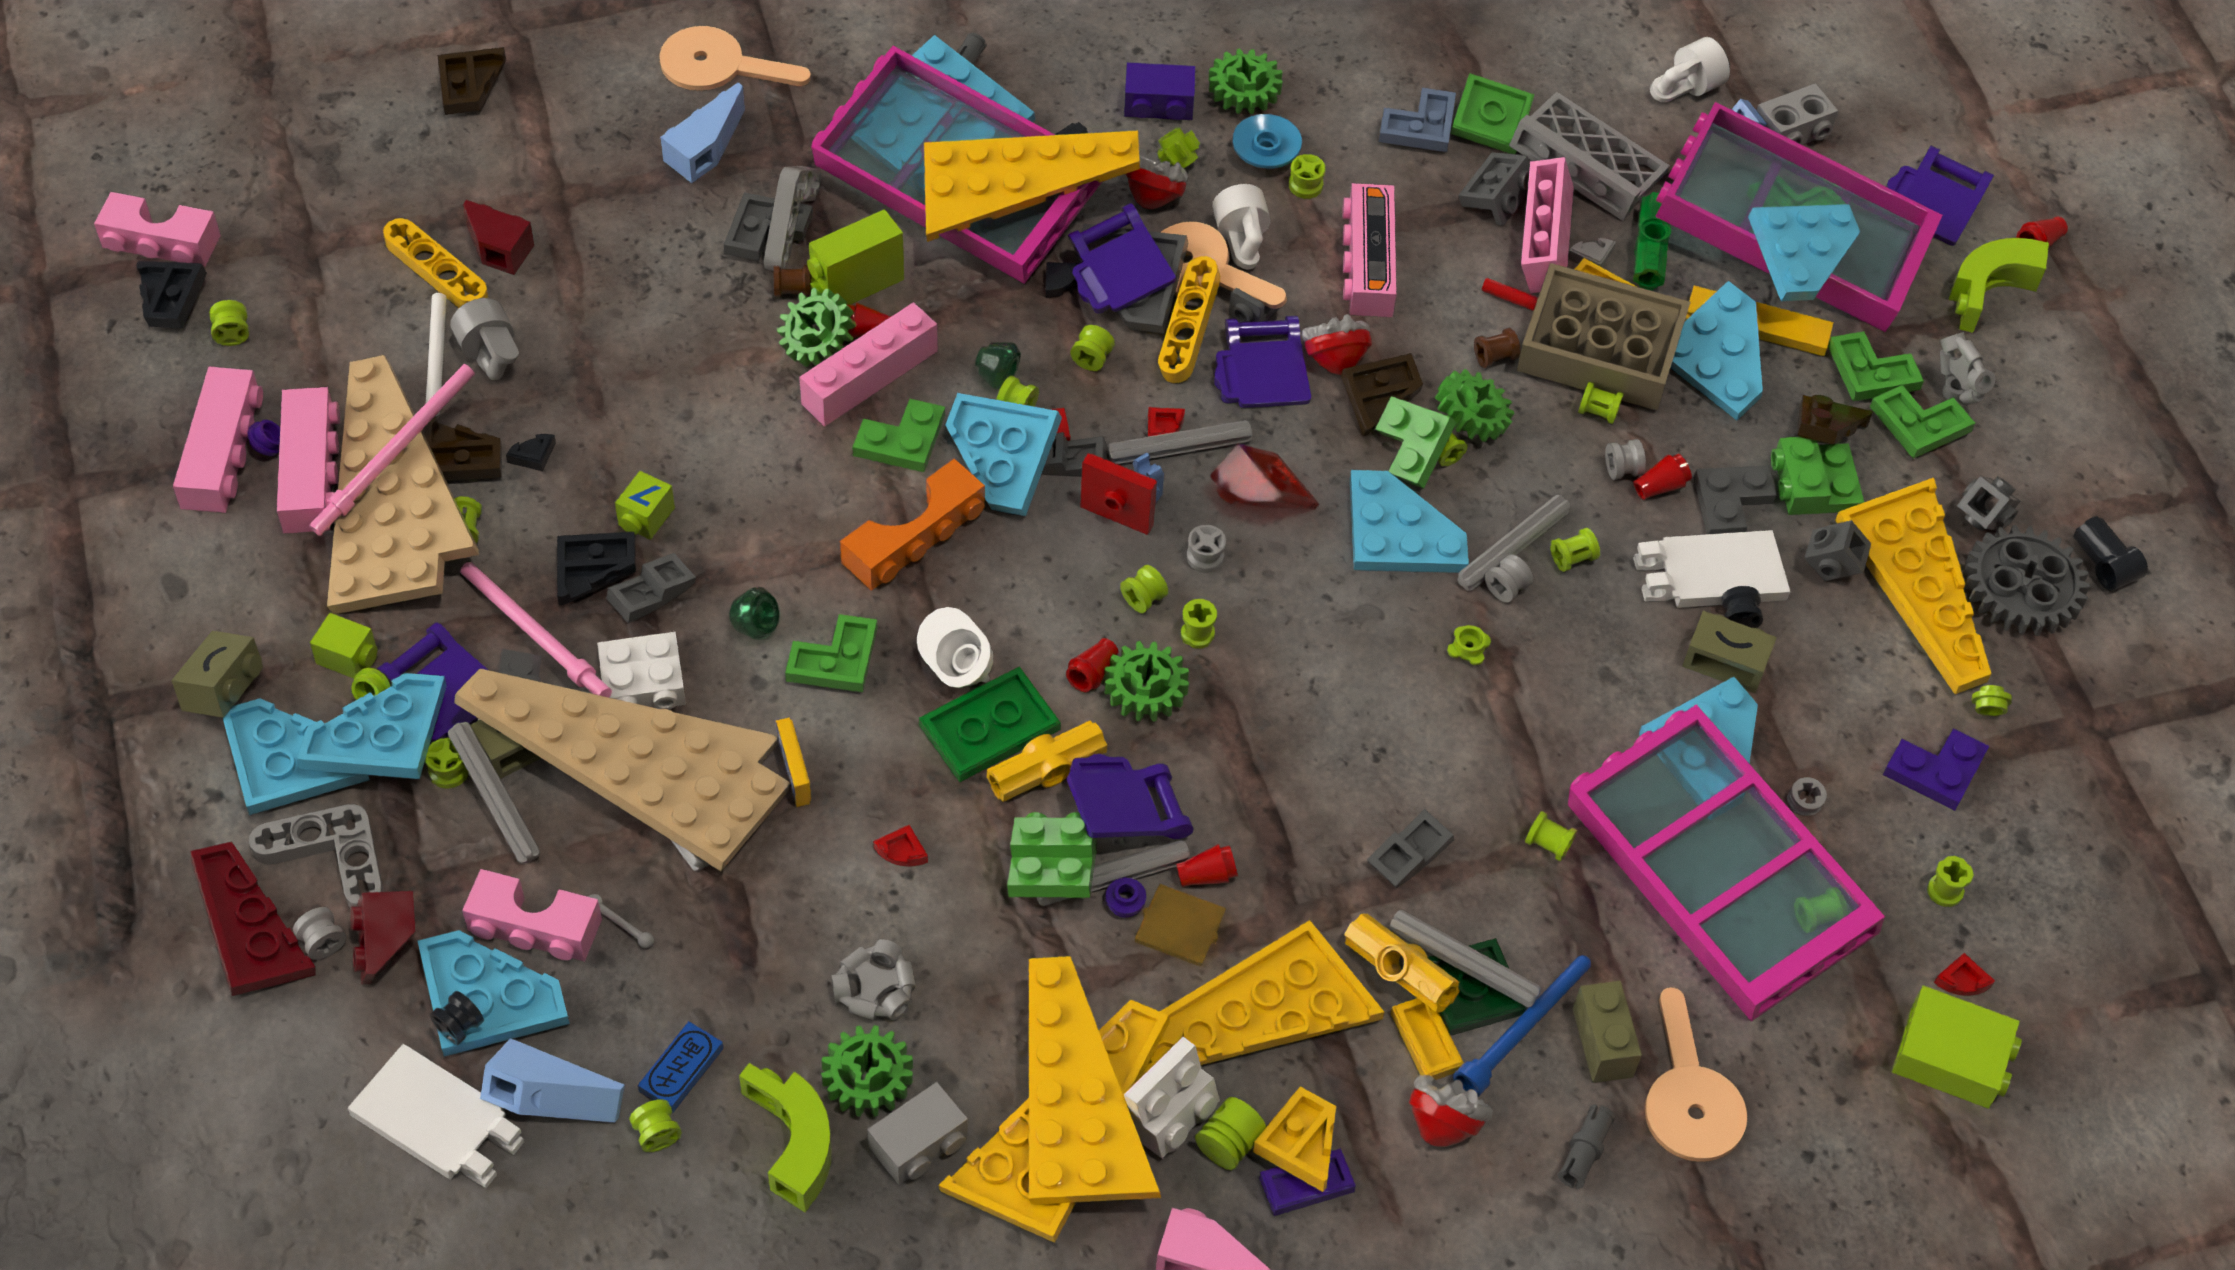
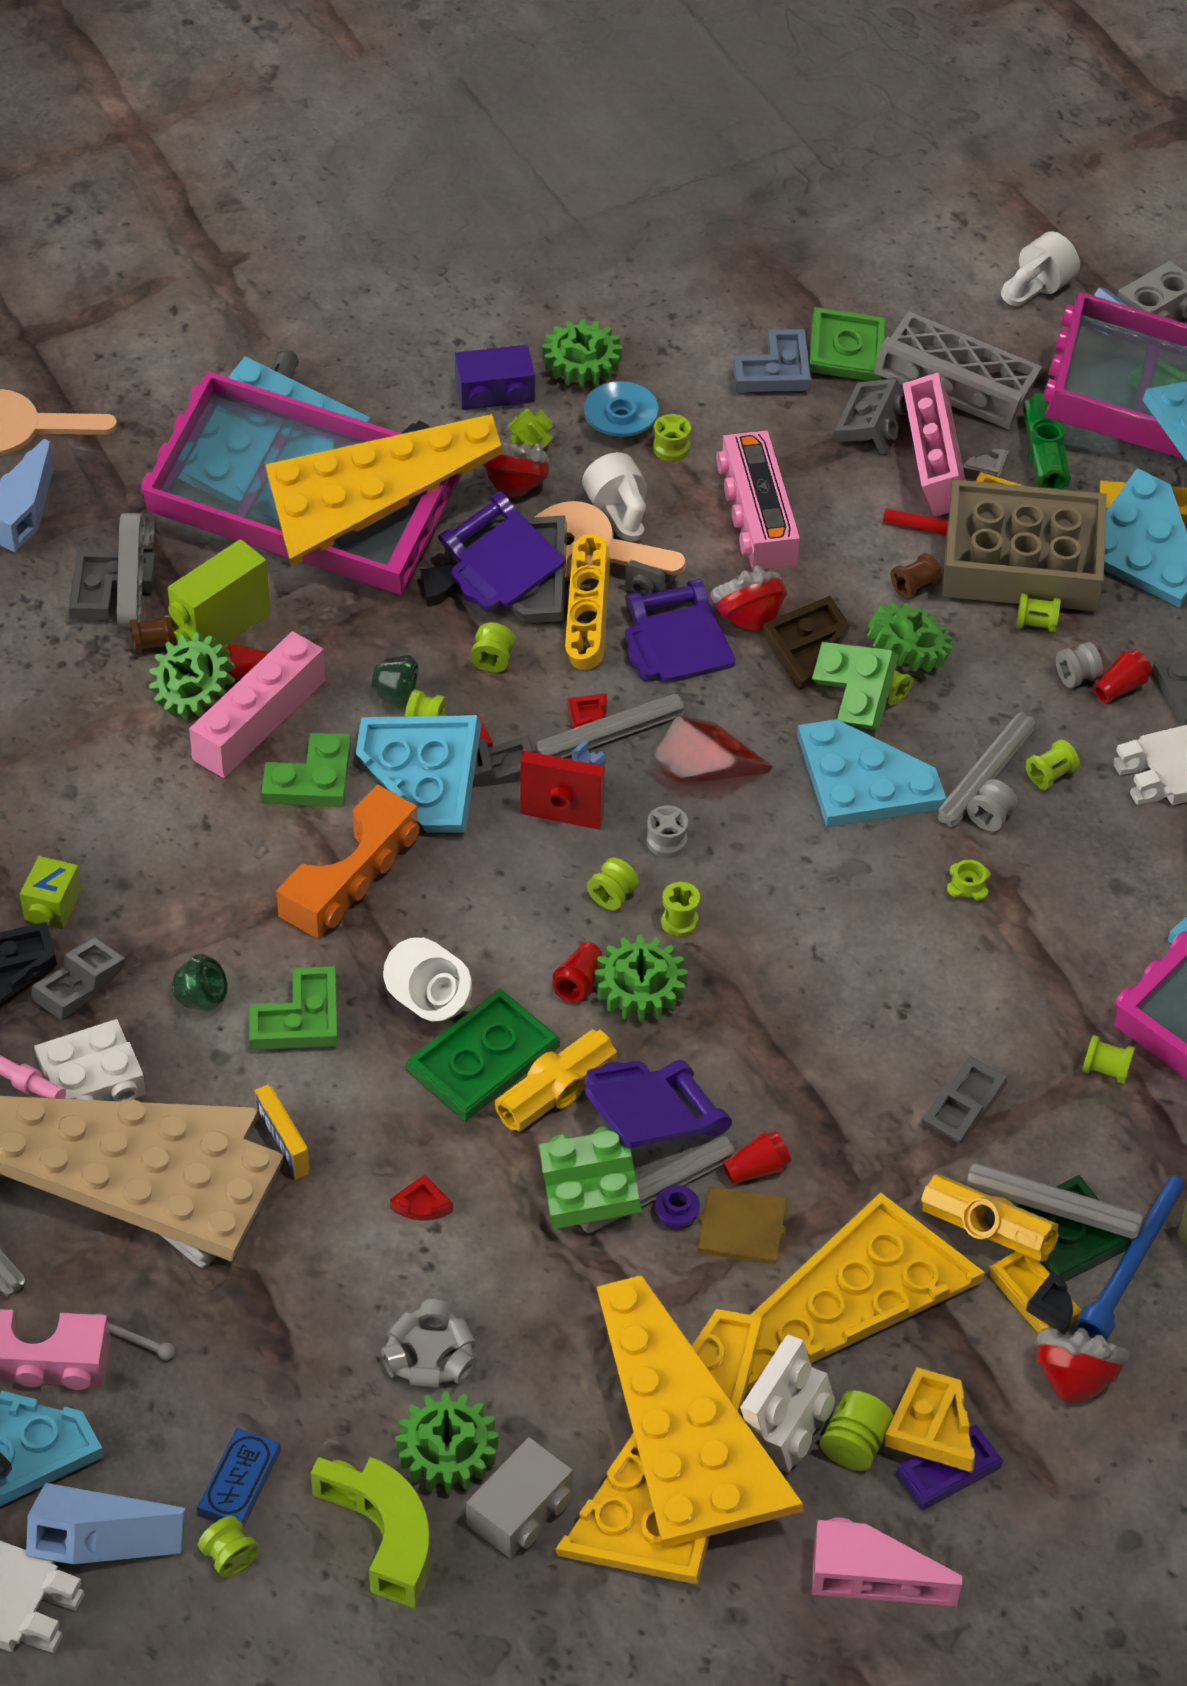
camera: 10 degrees left, 5 degrees down
(1438, 1052) = (1052, 1303): none -> black tile

